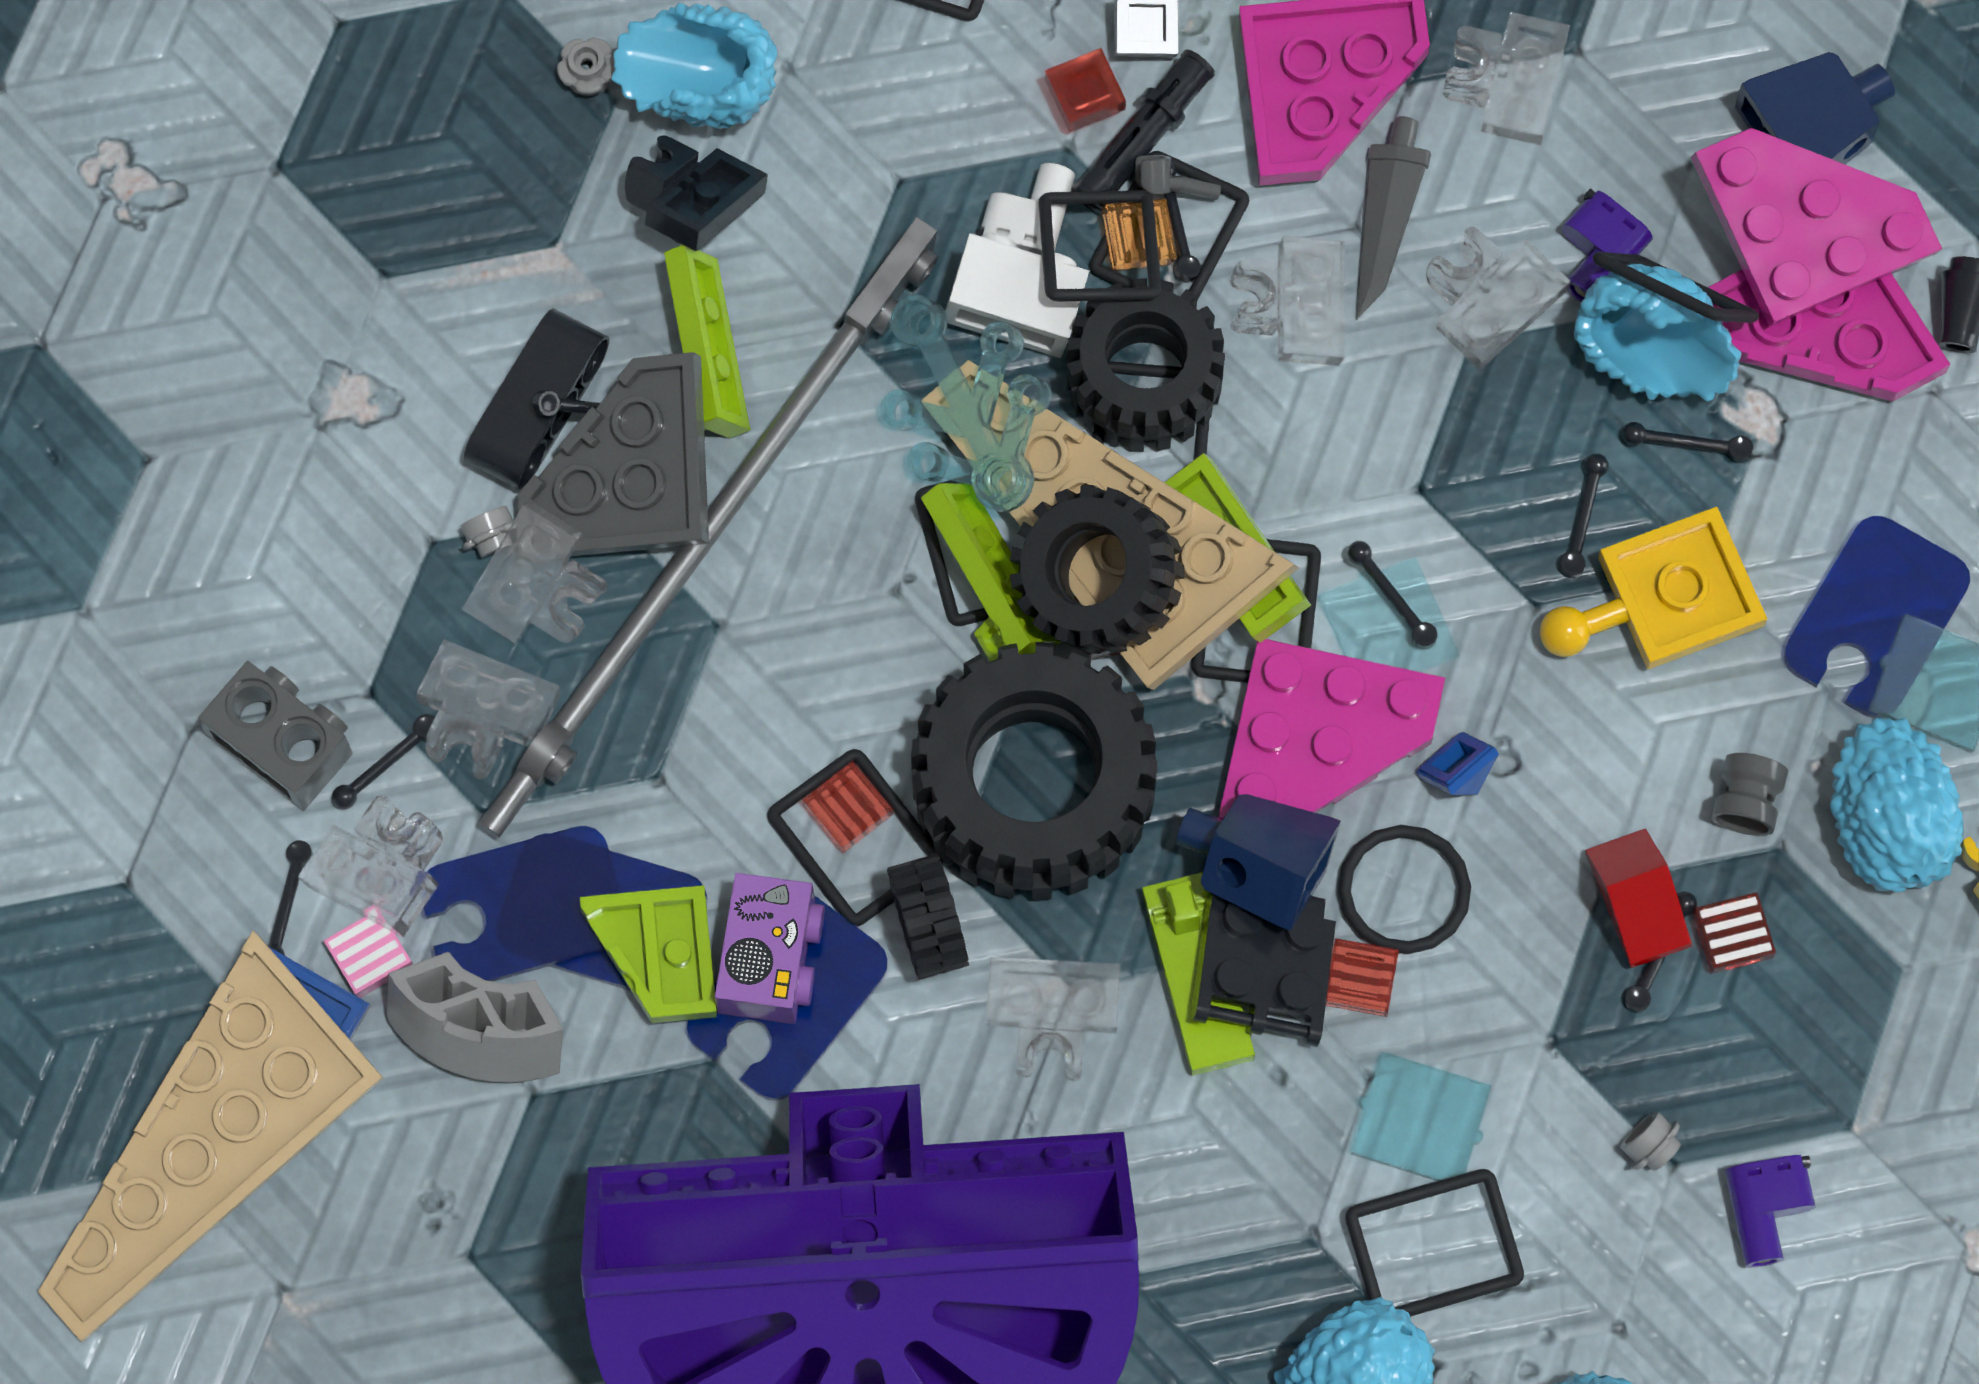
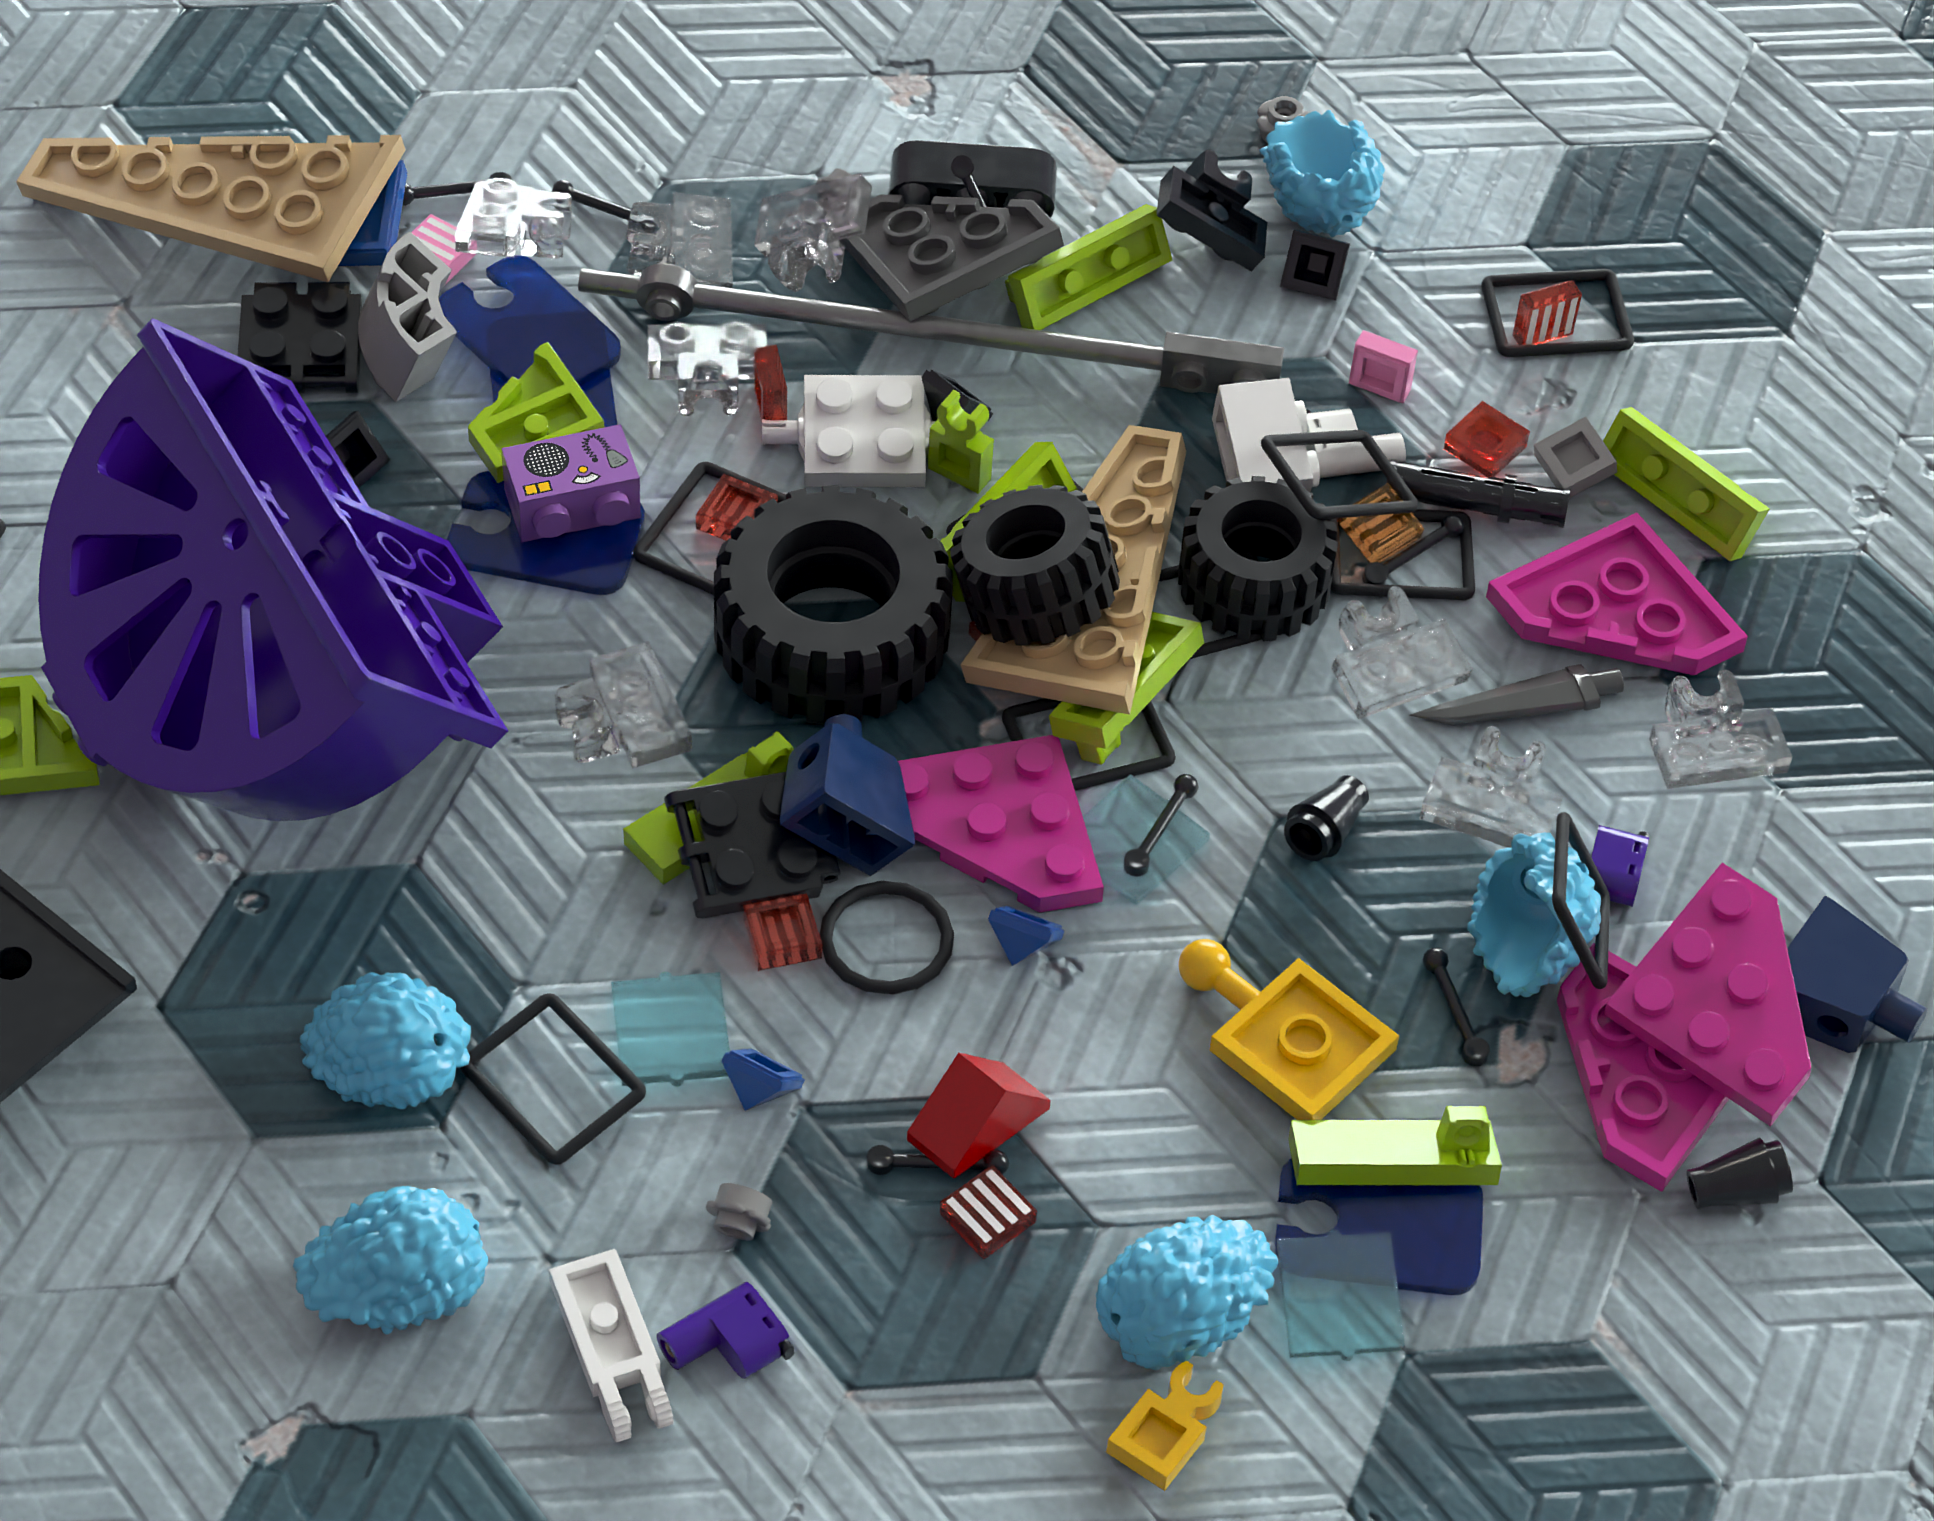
camera: 60 degrees right, 20 degrees down
(267, 743) = (589, 124): dark grey brick -> none
(425, 1134) = (303, 332): none -> black plate
(612, 1139) = (357, 448): none -> black slope
(646, 752) = (704, 360): none -> clear plate
(720, 709) = (769, 383): none -> clear red tile
(797, 132) = (1315, 264): none -> black slope
(805, 646) = (859, 431): none -> white plate
(810, 545) = (939, 386): none -> black slope
(884, 566) = (959, 447): none -> lime plate
(928, 916) = (657, 576): black tyre -> none
(957, 137) = (1383, 366): none -> bright pink tile
(970, 409) = (1192, 394): clear light blue plant -> none
(1154, 175) = (1438, 509): dark grey hand -> none
(1453, 450) = (1322, 822): none -> black cone
(1517, 1062) = (758, 1077): none -> blue slope
(1572, 562) = (1279, 957): black hinge -> none
(1734, 1305) = (610, 1338): none -> white hinge
(1750, 790) = (1130, 1166): dark grey wheel -> none
(1824, 569) = (1397, 1152): none -> lime hinge

